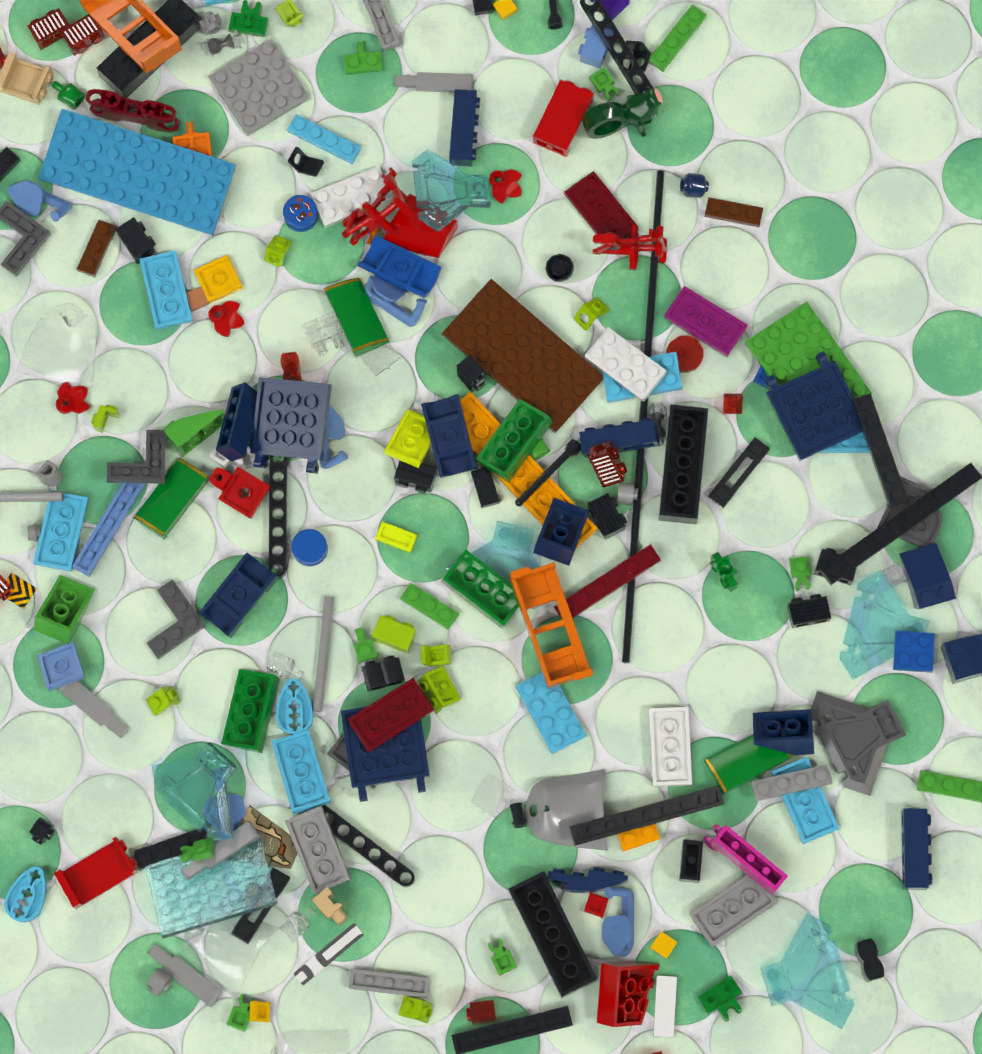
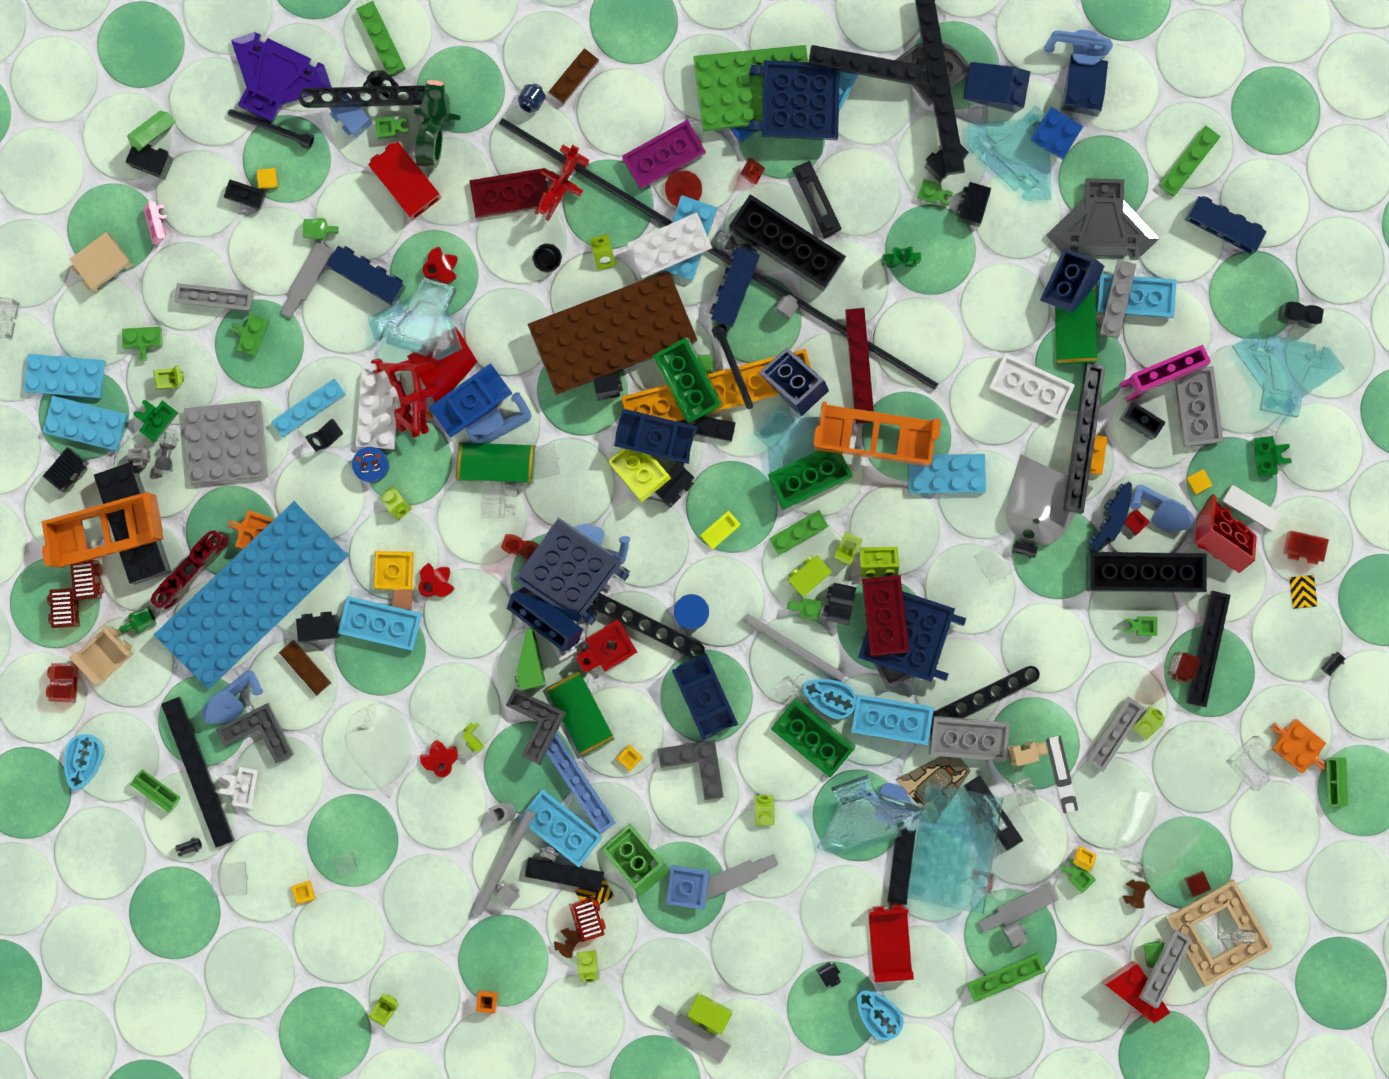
camera: 65 degrees left, 10 degrees up
(21, 555) = (564, 874): none -> black plate
(115, 993) = (1005, 977): none -> bright green plate
(152, 560) = (629, 757): none -> yellow tile
(200, 850) = (920, 843): bright green plate -> none
(223, 850) = (929, 824): light grey piece -> none
(483, 68) = (318, 229): none -> bright green piece
(606, 516) = (798, 334): black brick -> none
(607, 464) = (754, 309): clear red brick -> none

